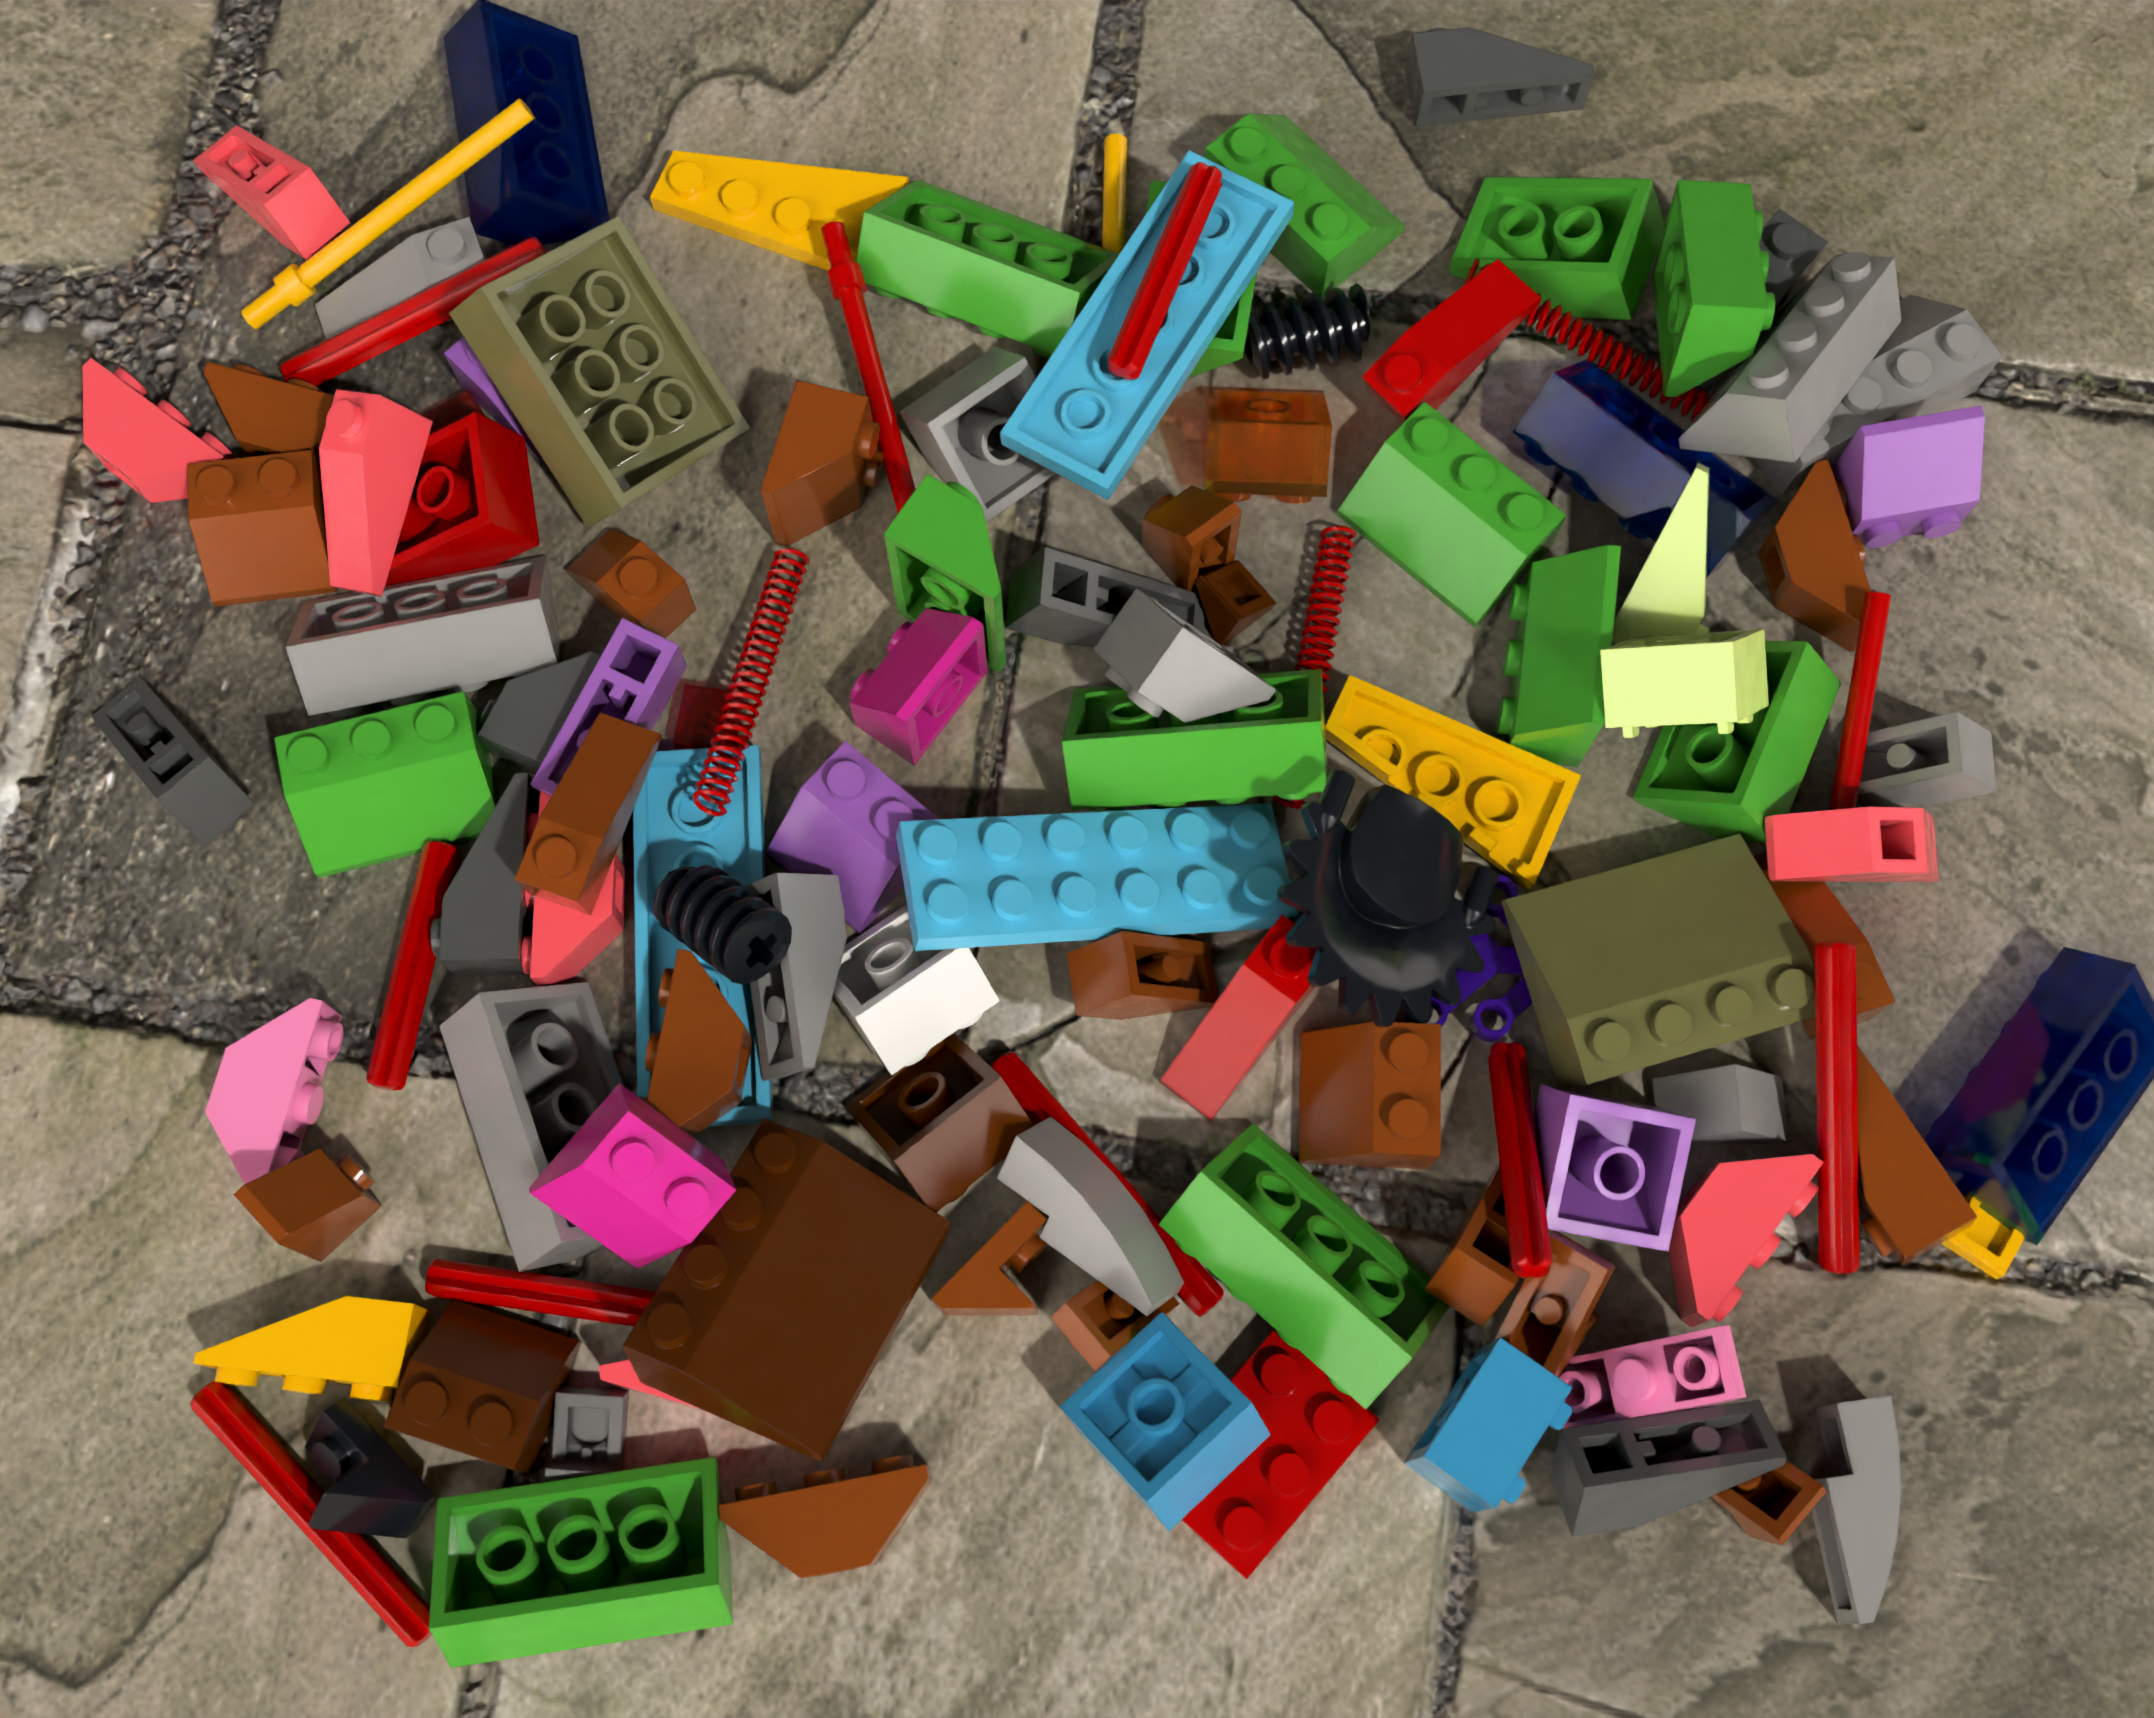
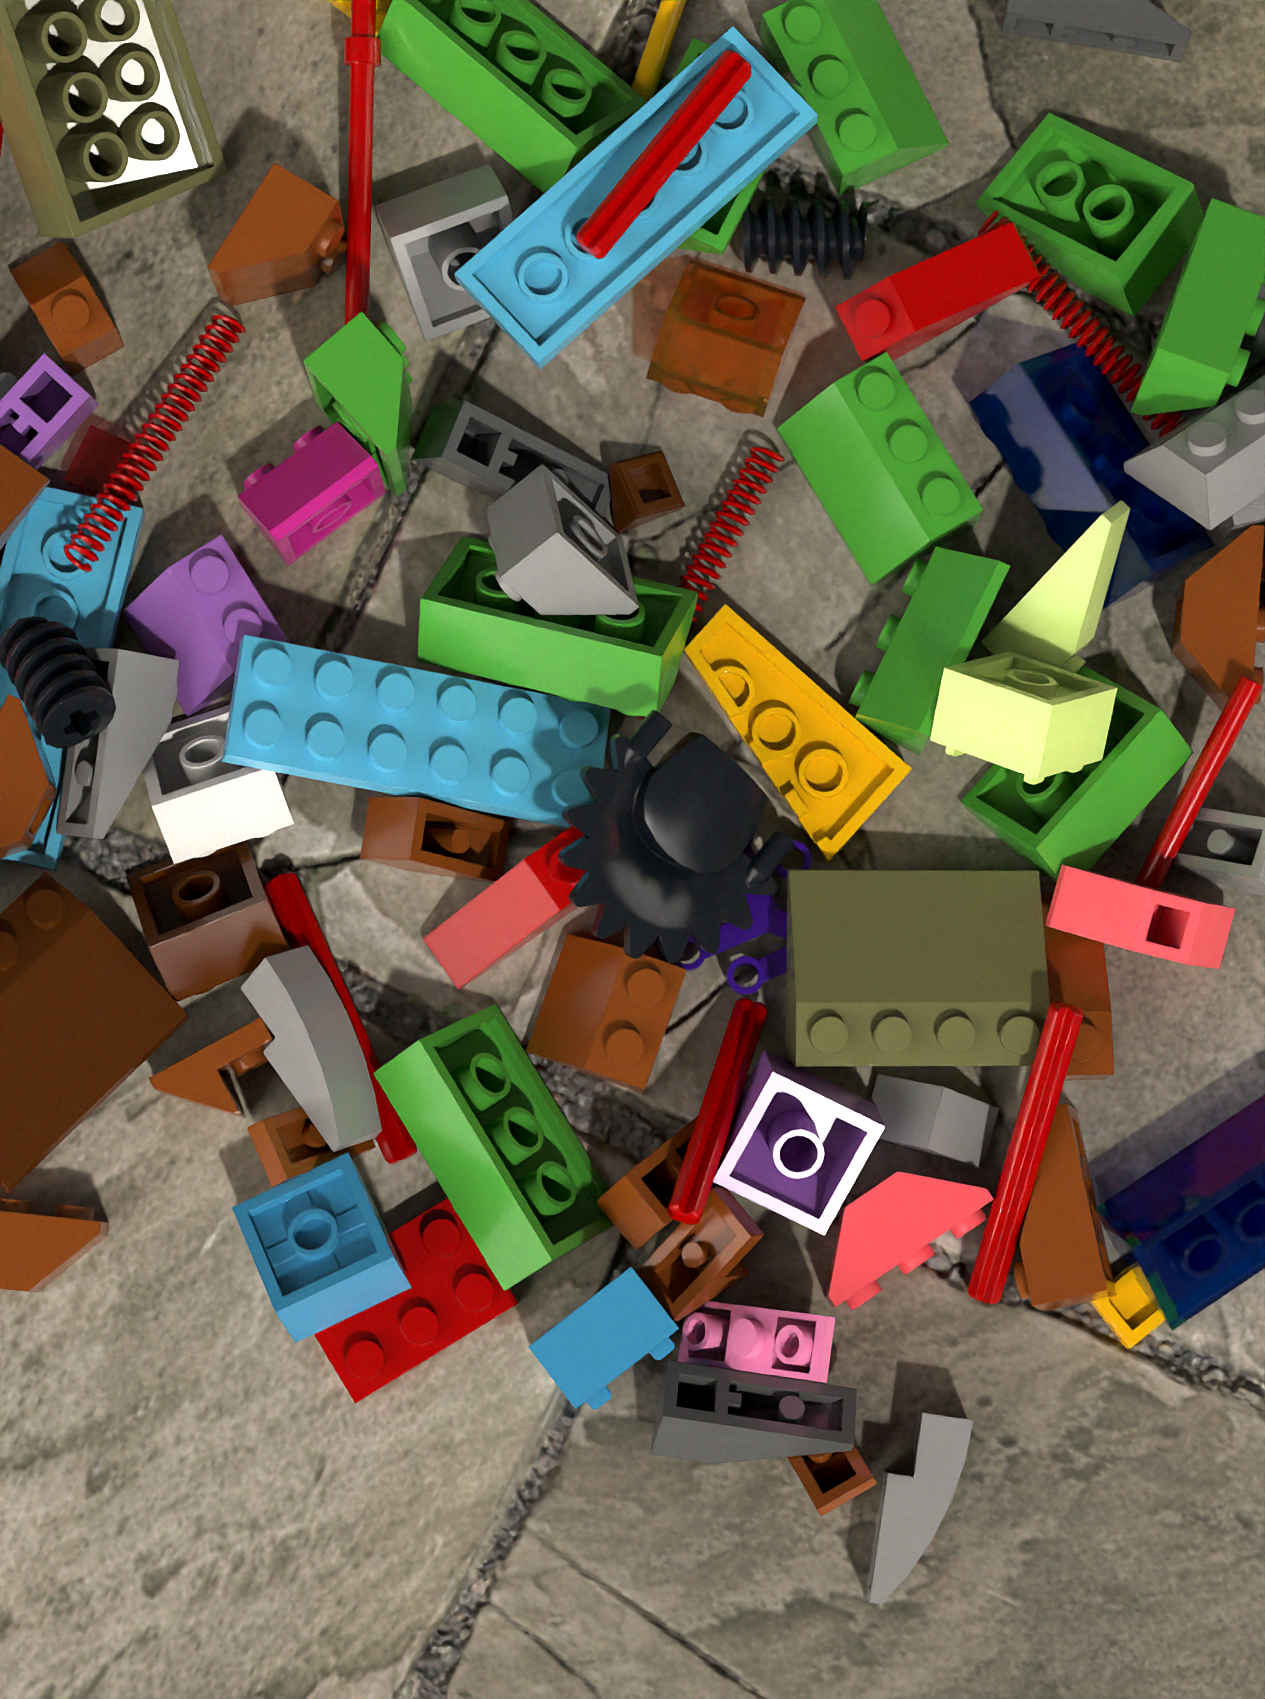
camera: 15 degrees right, 10 degrees up
(1191, 534) = (616, 417): dark orange slope -> none

